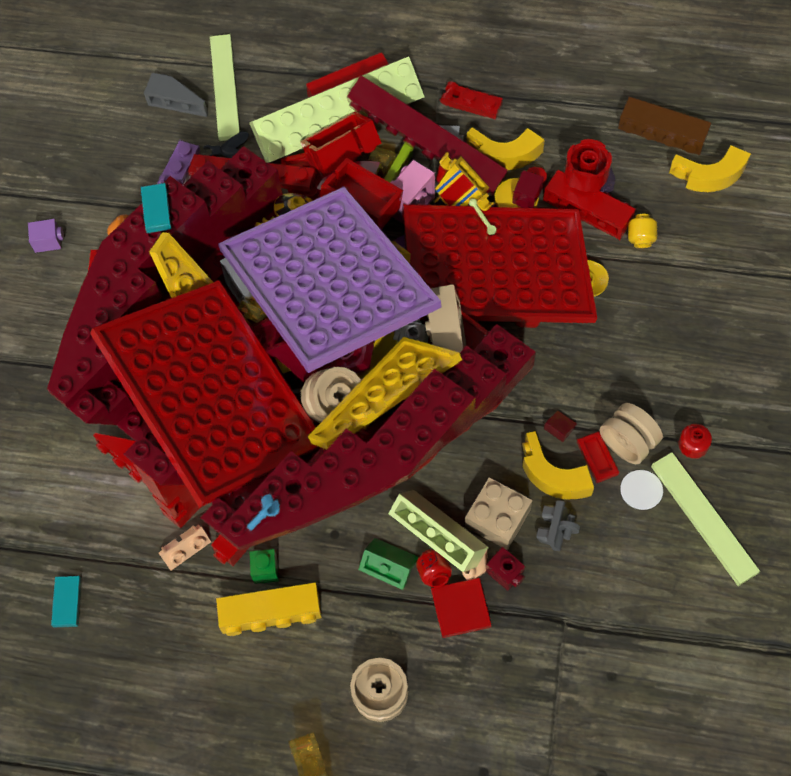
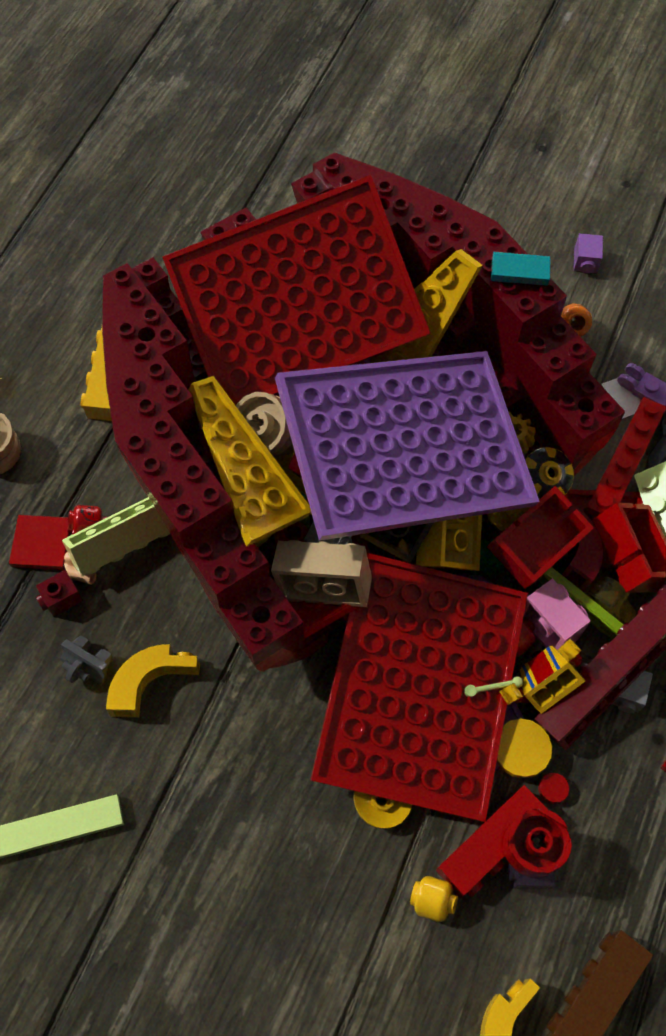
camera: 100 degrees right, 0 degrees up
(66, 601) = (186, 219): teal tile -> none
(269, 509) = (126, 302): dark azure hand -> none
(387, 563) = (113, 488): green panel -> none
(498, 513) = (120, 603): tan brick -> none
(510, 154) = (592, 767): yellow arch -> none
(527, 190) = (521, 756): dark red brick -> none
(559, 426) = (202, 705): dark red slope -> none
(597, 457) = (151, 736): red tile -> none
(631, 433) = (152, 773): tan wheel -> none
(641, 489) = (96, 775): white sticker -> none
(695, 441) = (125, 862): red head -> none

